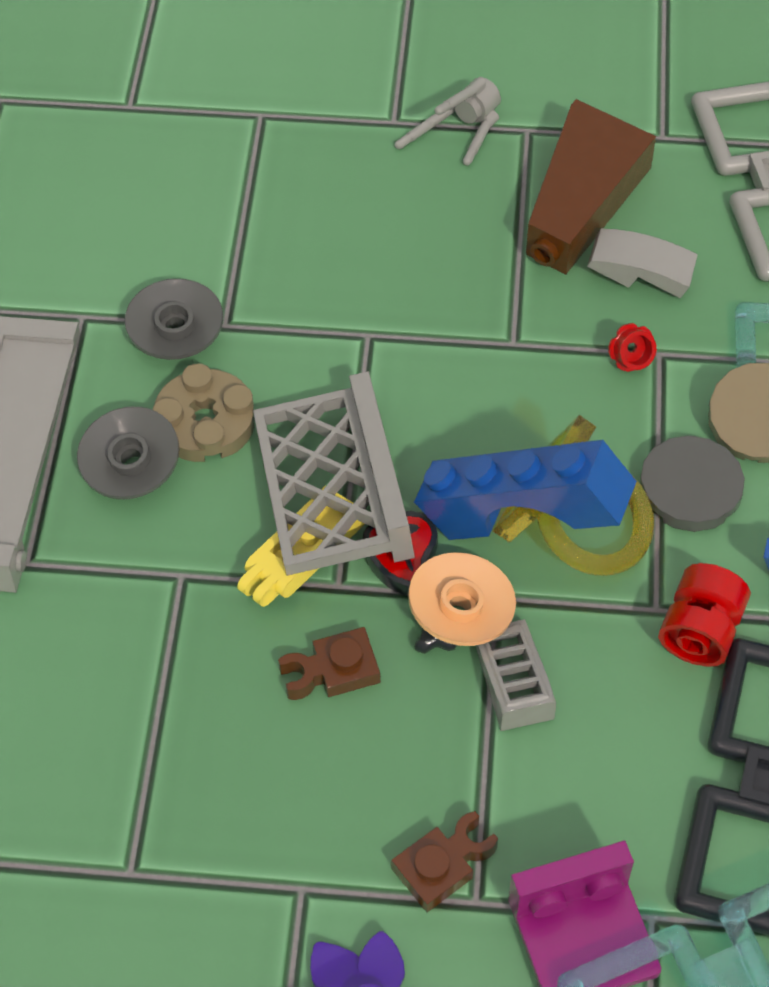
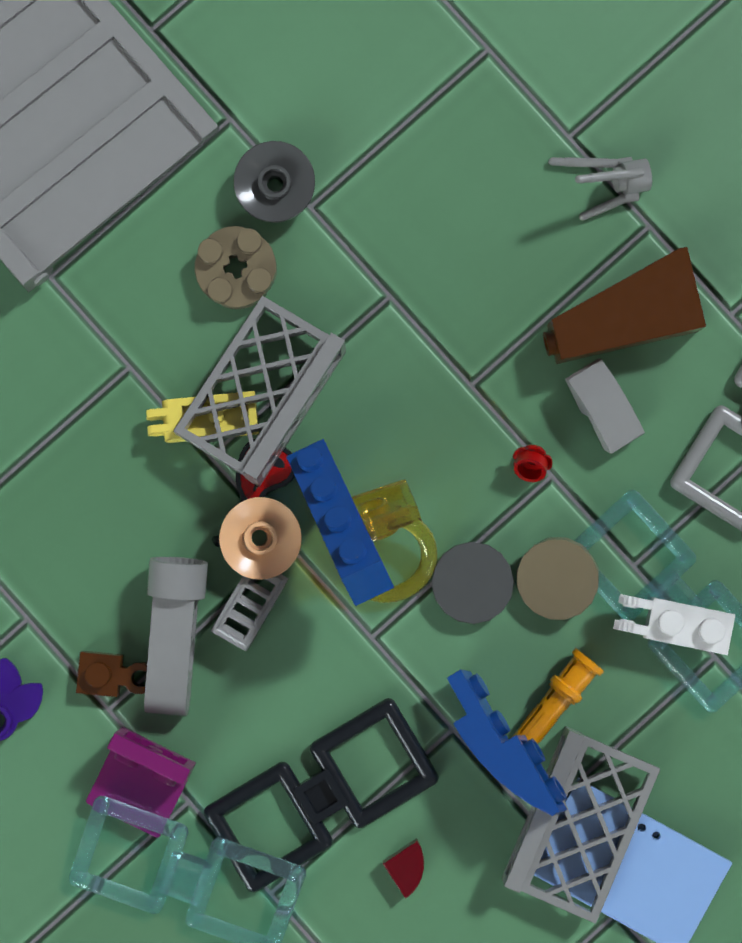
camera: 40 degrees right, 30 degrees up
(124, 435) = (145, 250): dark grey dish -> none
(339, 662) = (162, 509): reddish brown plate -> none
(431, 709) = (175, 590): none -> light grey beam
(704, 614) = (396, 670): red wheel -> none

